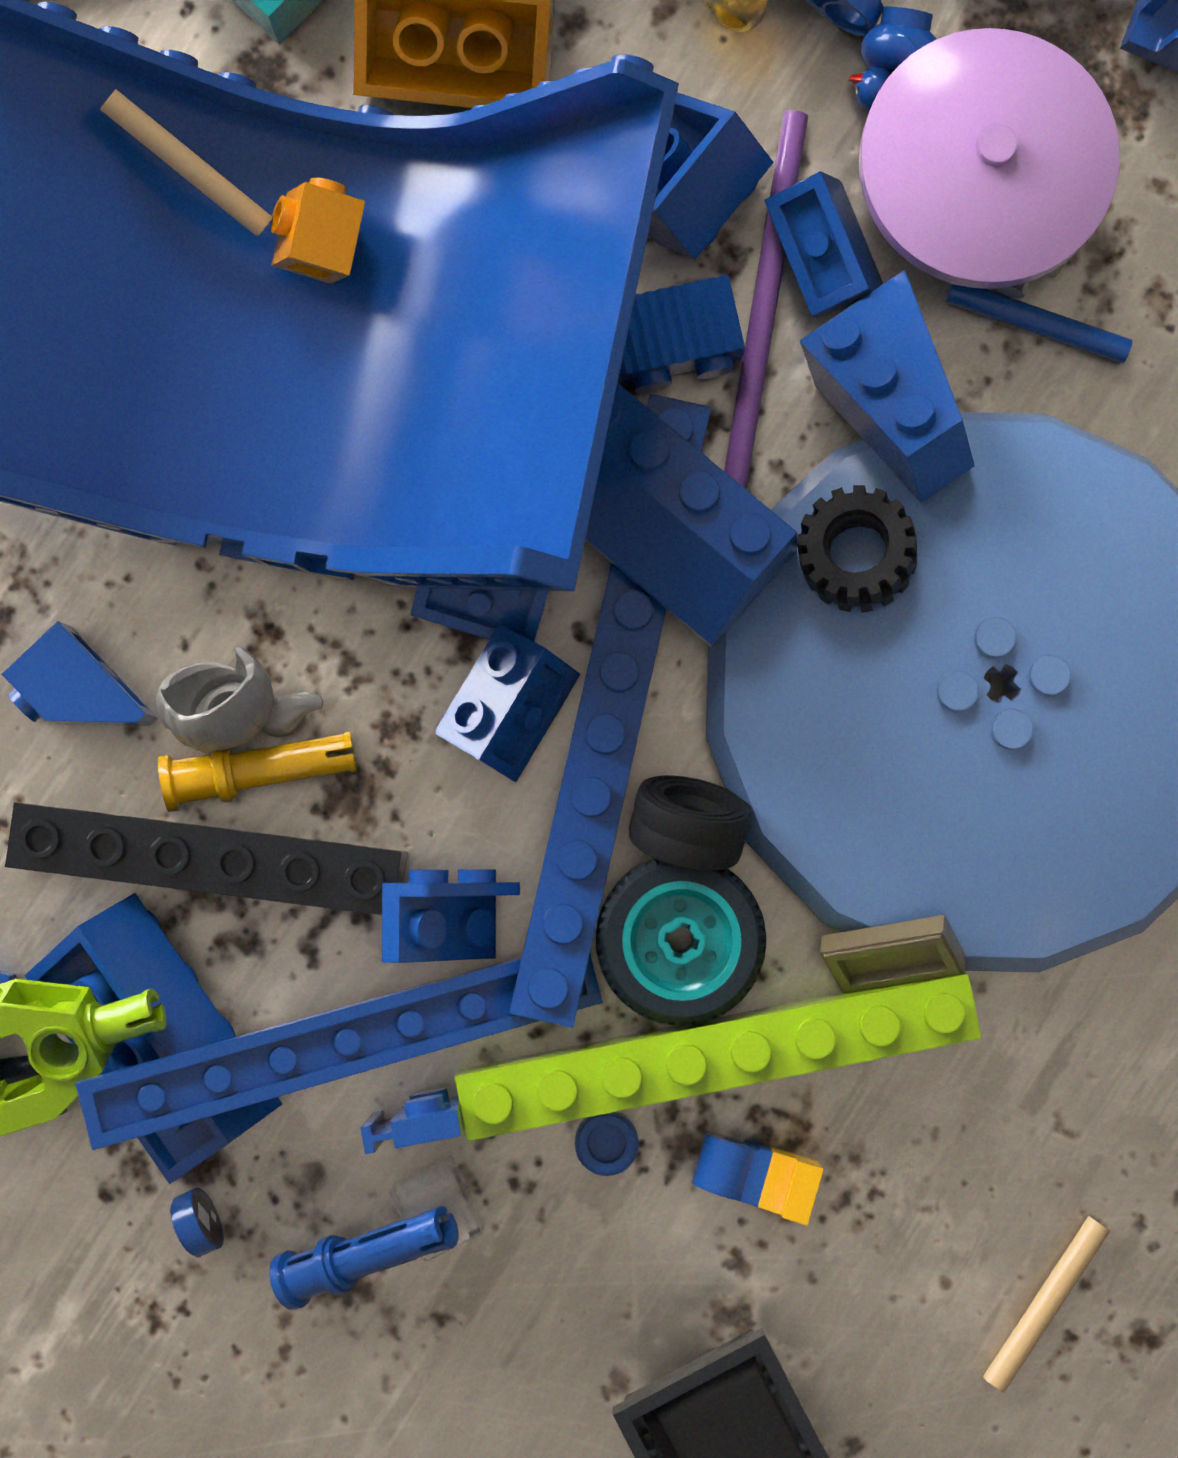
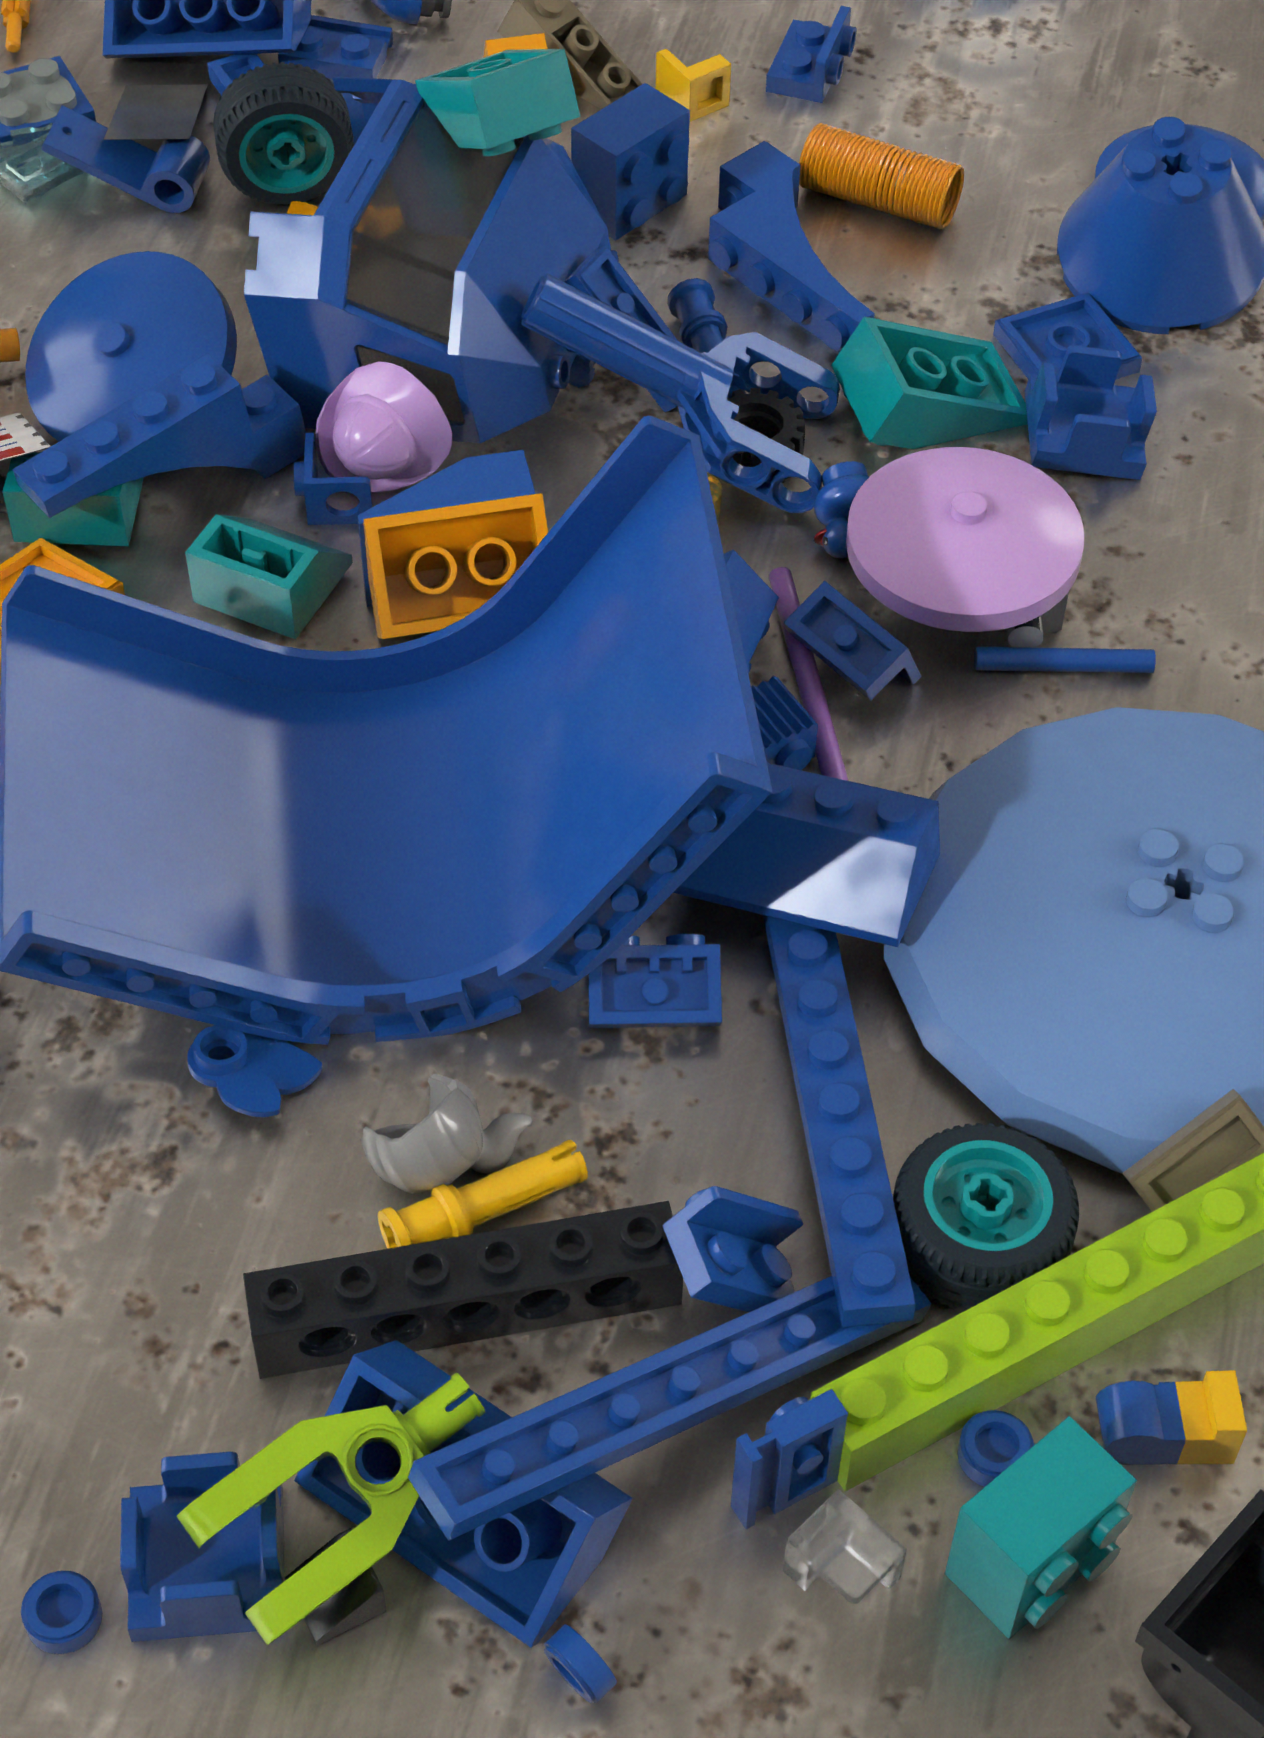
camera: 20 degrees left, 35 degrees down
(72, 684) = (270, 1177): blue slope -> none
(98, 565) = (250, 1069): none -> blue plate
(185, 162) = (250, 705): tan bar -> none
(316, 230) = (386, 743): light orange brick -> none
(340, 1262) = (759, 1640): blue pin -> none
(507, 702) = (719, 1063): blue bracket -> none
(596, 1257) = (1041, 1529): none -> teal brick
(689, 823) = (942, 1097): black tyre -> none
(851, 511) = (1003, 843): black tyre -> none
(891, 387) = (966, 710): blue wedge -> none

